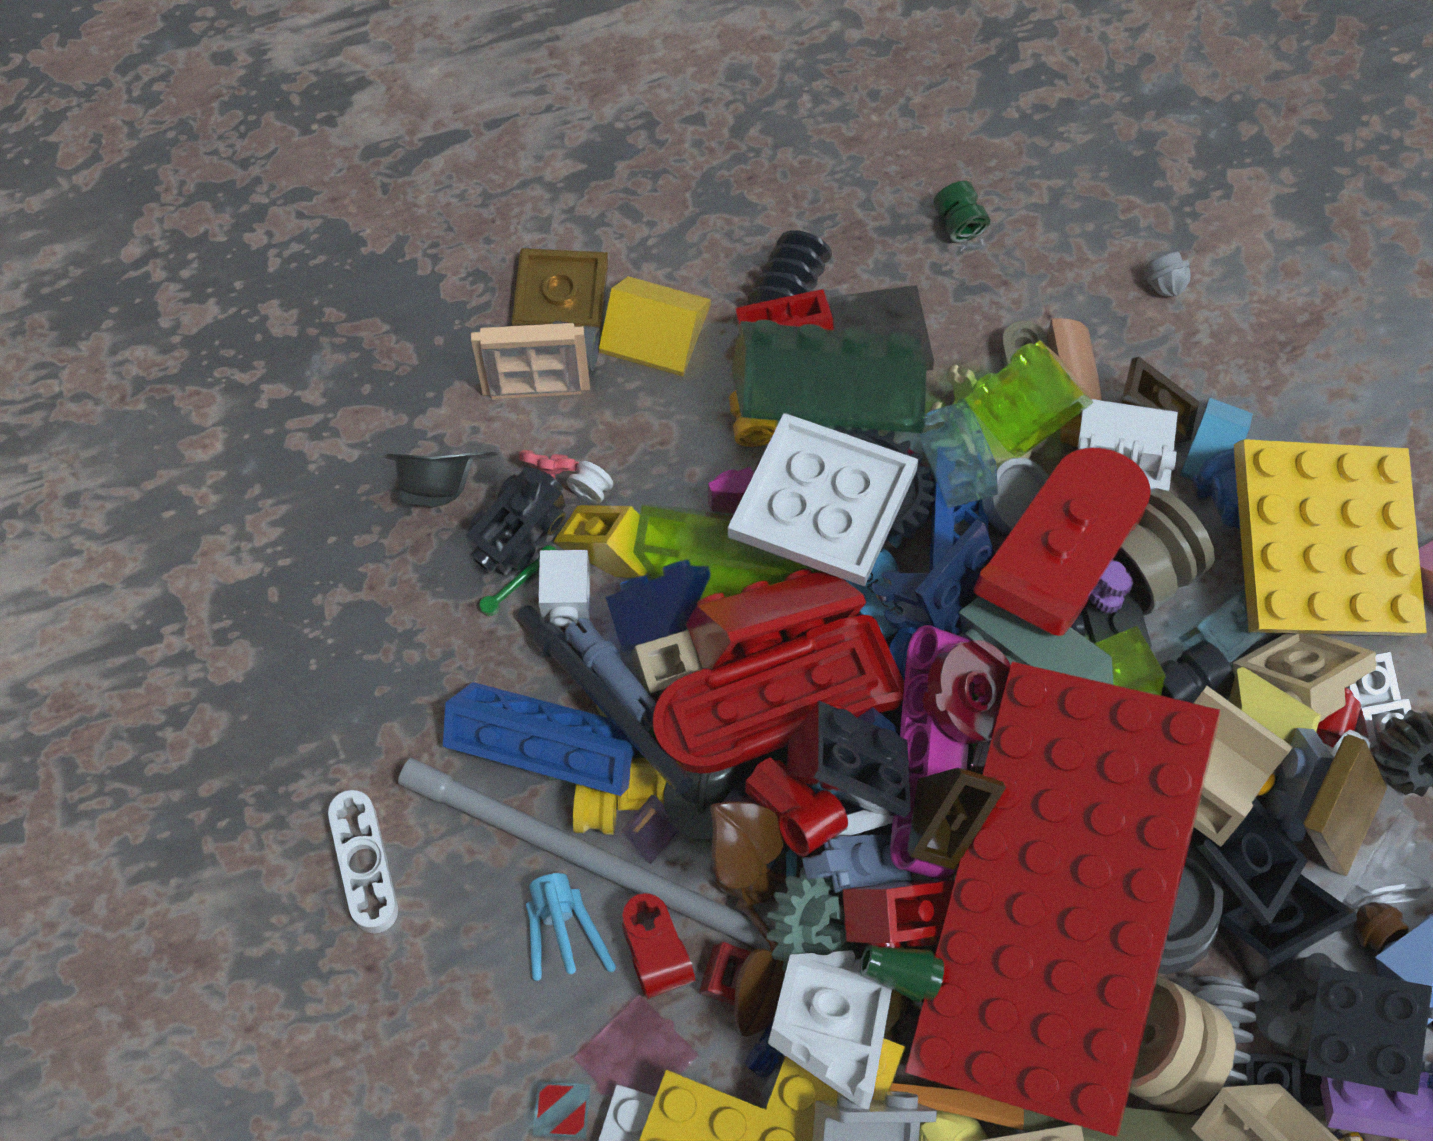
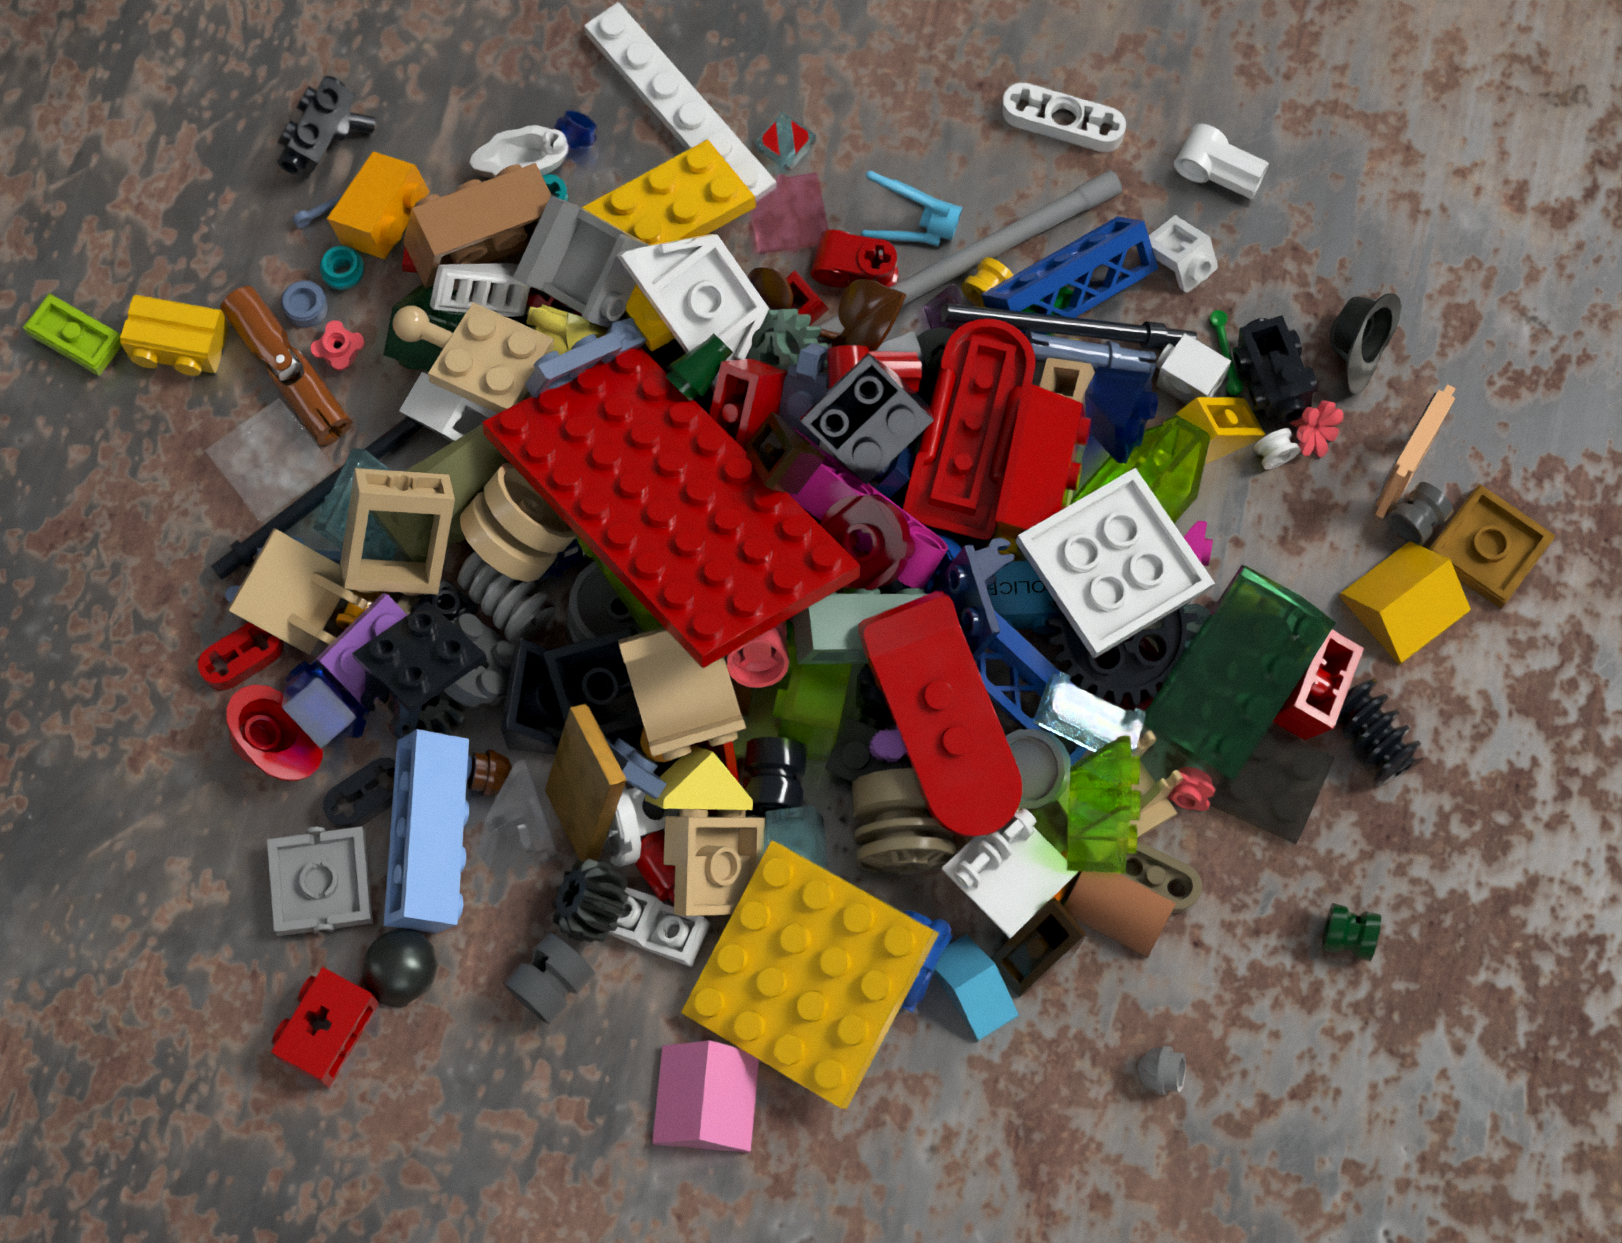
camera: 125 degrees right, 5 degrees up
(328, 698) = (1210, 157): none -> white piece
(443, 666) = (1184, 251): none -> white bracket
(936, 378) = (1193, 790): none -> coral plate
(973, 1089) = (556, 370): none -> sand blue hinge

